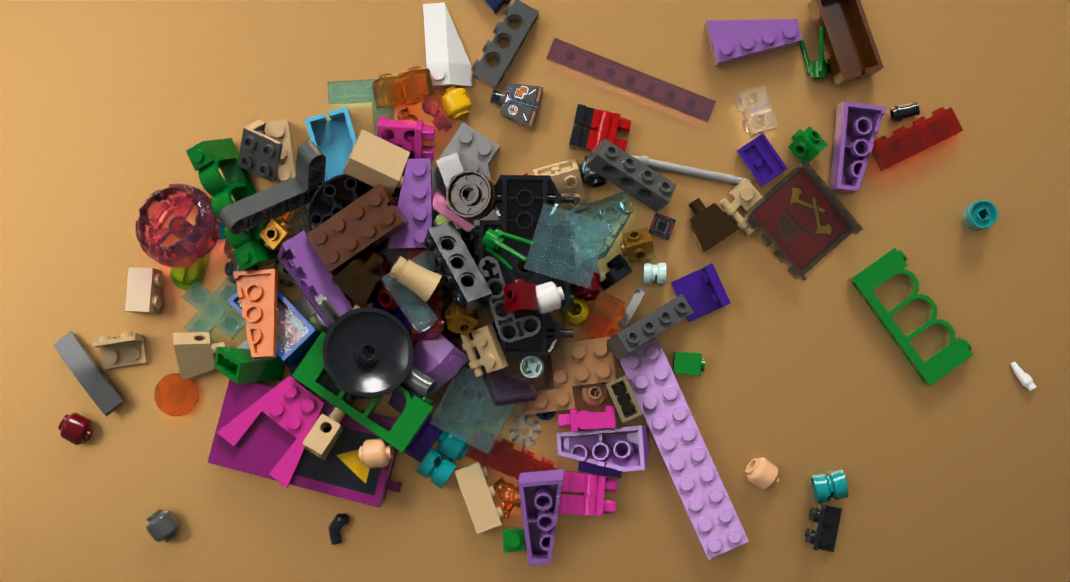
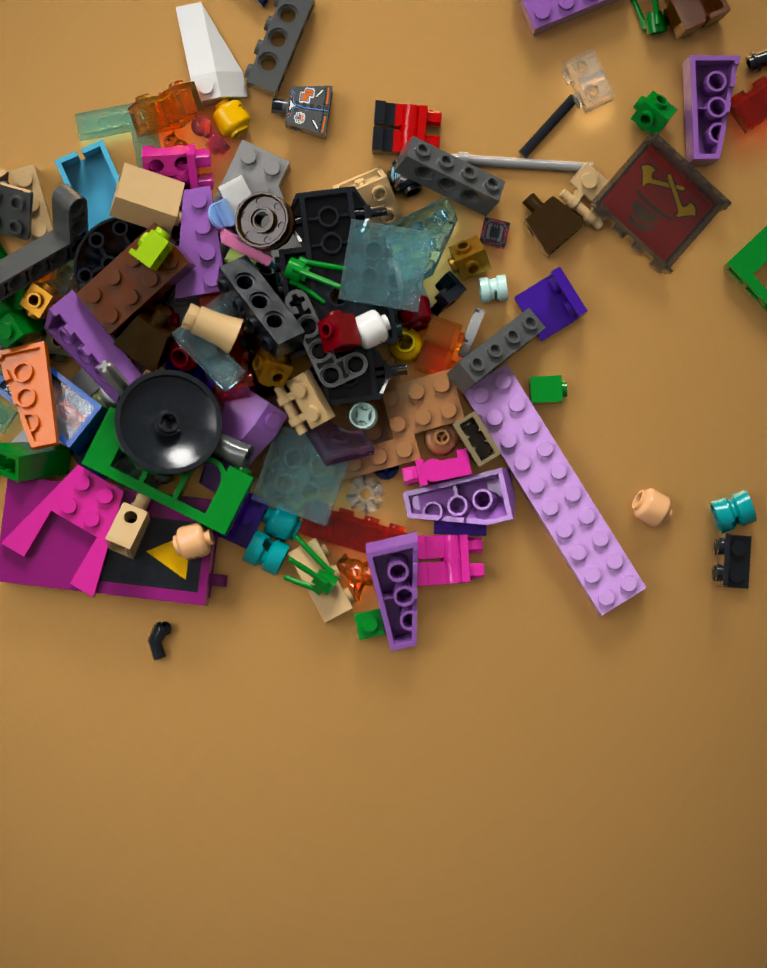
camera: 15 degrees left, 0 degrees up
(374, 206) = (153, 248): none -> lime brick
(435, 183) = (221, 214): none -> light blue plate
(480, 499) = (323, 580): none -> green plant
(630, 80) = (434, 64): tile -> none
(717, 144) = (545, 129): none -> black bar
(761, 160) = (602, 138): dark purple plate -> none

